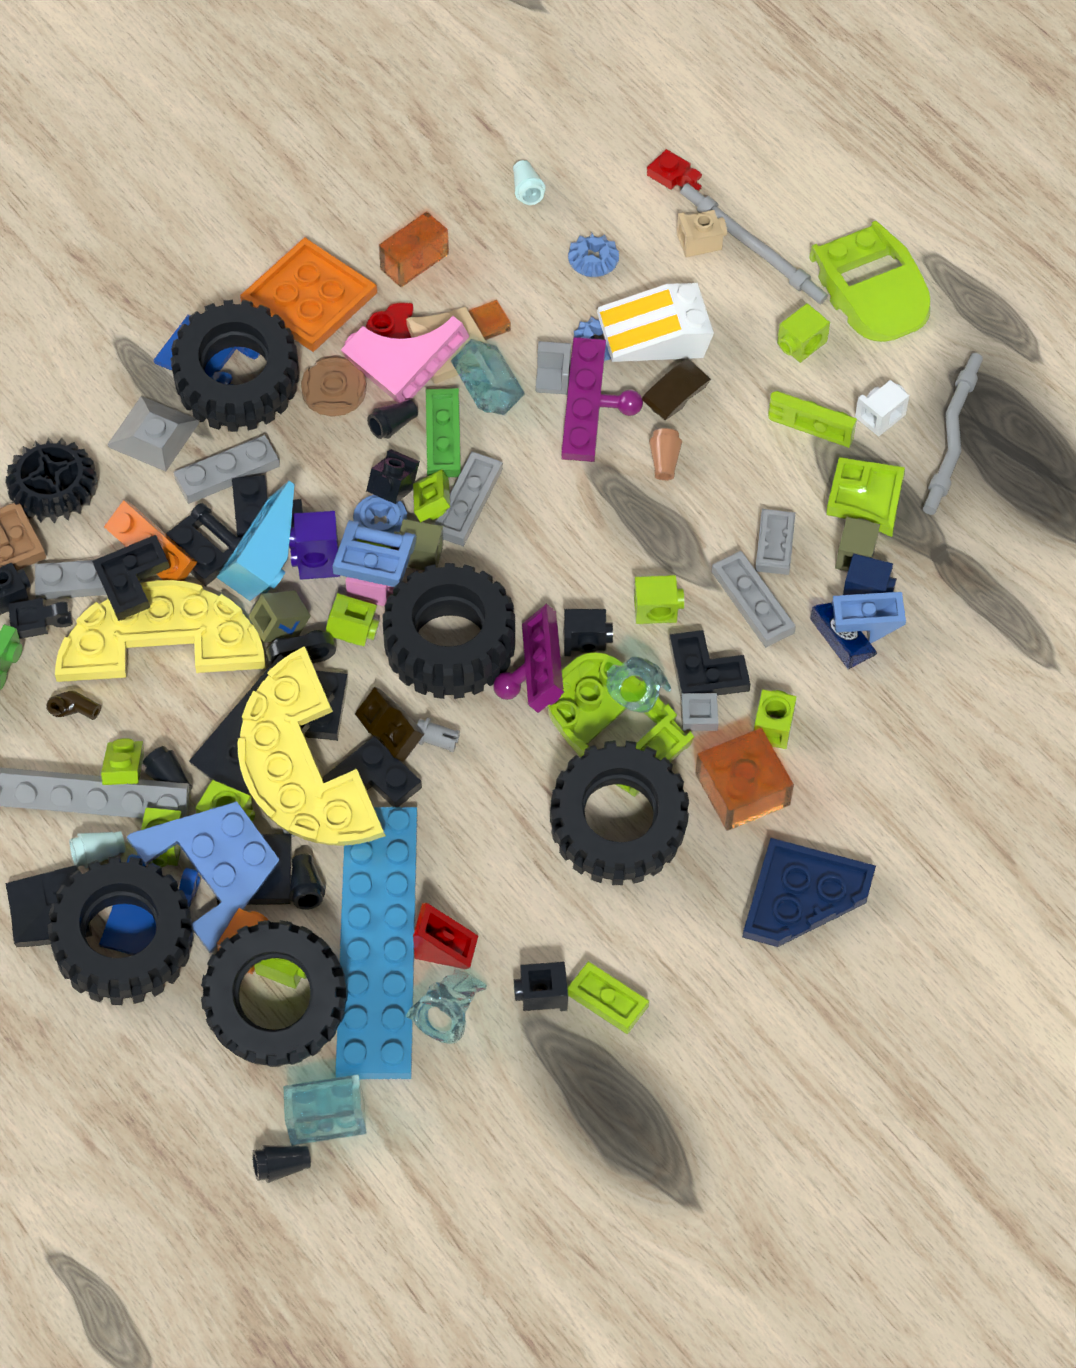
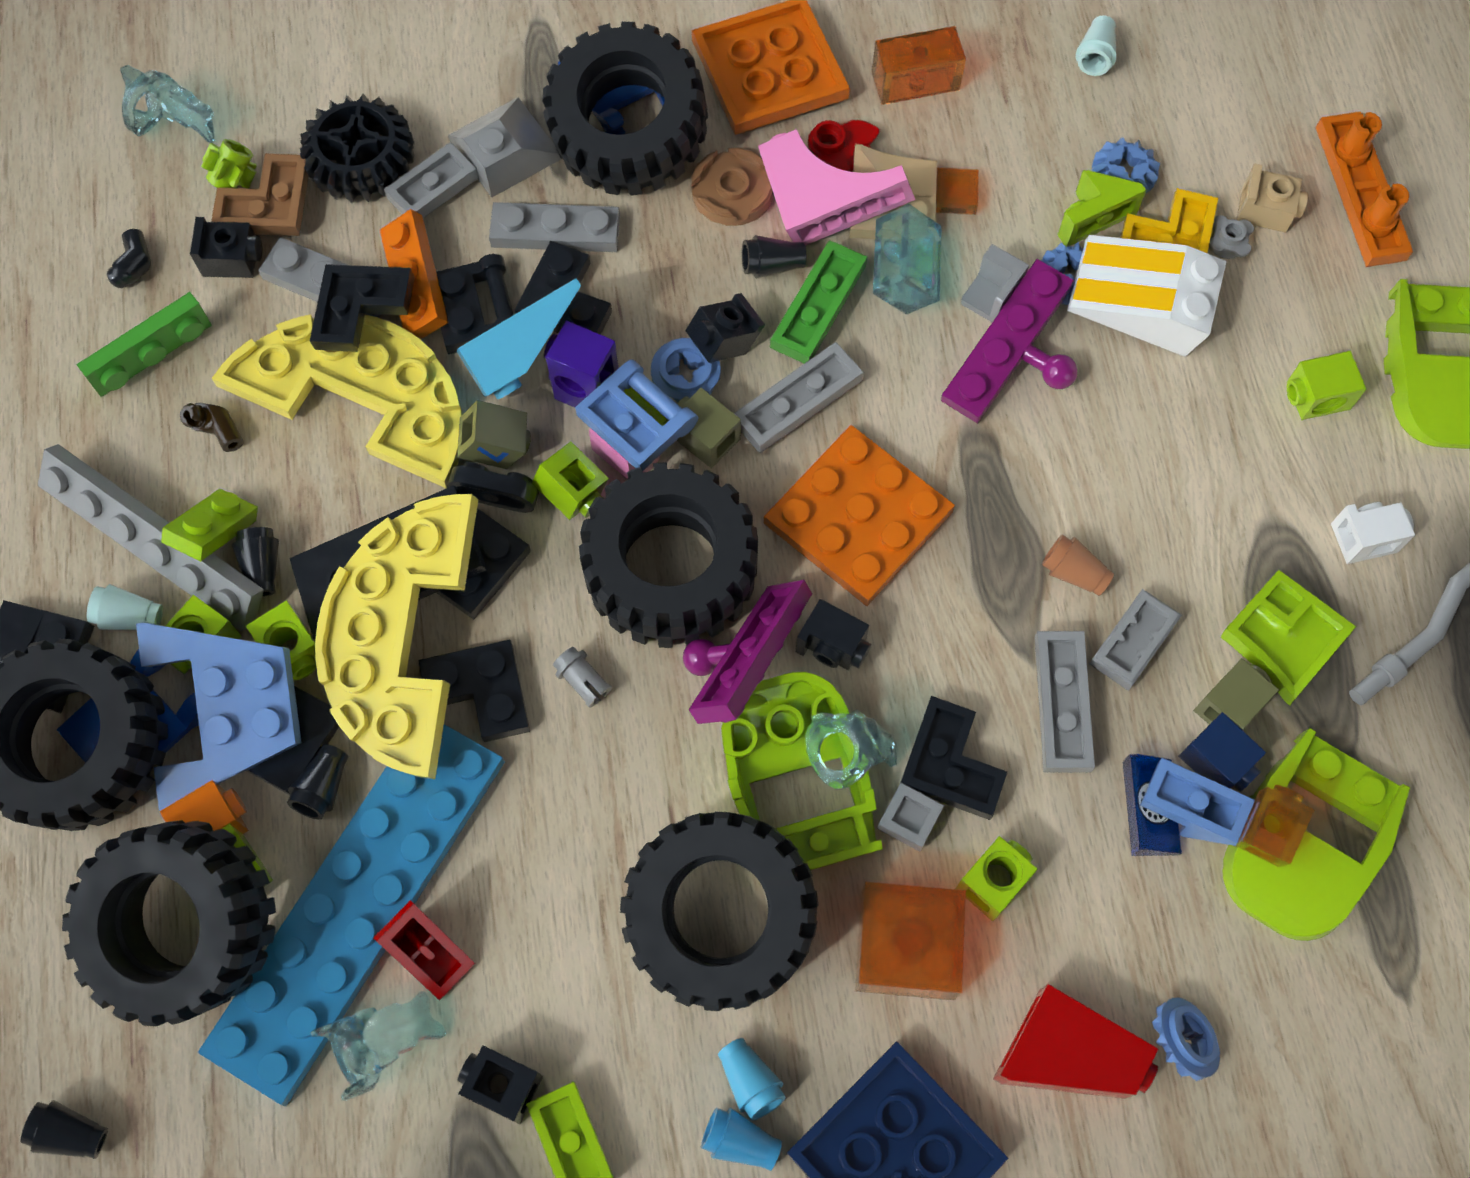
camera: 30 degrees right, 10 degrees up
(33, 616) = (237, 297): black plate -> none
(120, 478) = (432, 181): none -> light grey plate
(326, 1105) = (146, 1099): clear light blue brick -> none
(389, 723) = (536, 629): dark brown slope -> none
(431, 496) = (752, 375): lime plate -> none
(553, 552) = (858, 514): none -> orange plate
(592, 285) = (1101, 204): none -> lime slope
(655, 270) = (1188, 222): none -> yellow plate
(657, 599) = (944, 641): lime brick -> none
(665, 451) = (1066, 455): nougat cone -> none
(672, 171) = (1282, 108): red plate -> none
(675, 389) = (1125, 381): dark brown slope -> none
(686, 274) = (1227, 246): none -> light grey plate
(696, 906) = (751, 1080): none -> medium azure cone
(709, 942) = (739, 1140): none -> dark azure cone
(711, 515) = (1077, 565): none -> nougat cone
(761, 203) = (1363, 188): none -> orange plate
(797, 278) = (1358, 312): light grey bar -> none
(812, 418) = (1274, 502): lime hinge -> none
(880, 789) = (1076, 1051): none -> red slope
(922, 613) = (1293, 819): none -> clear orange brick
(940, 747) = (1182, 1020): none -> medium blue gear
(943, 629) = (1321, 882): none -> lime slope

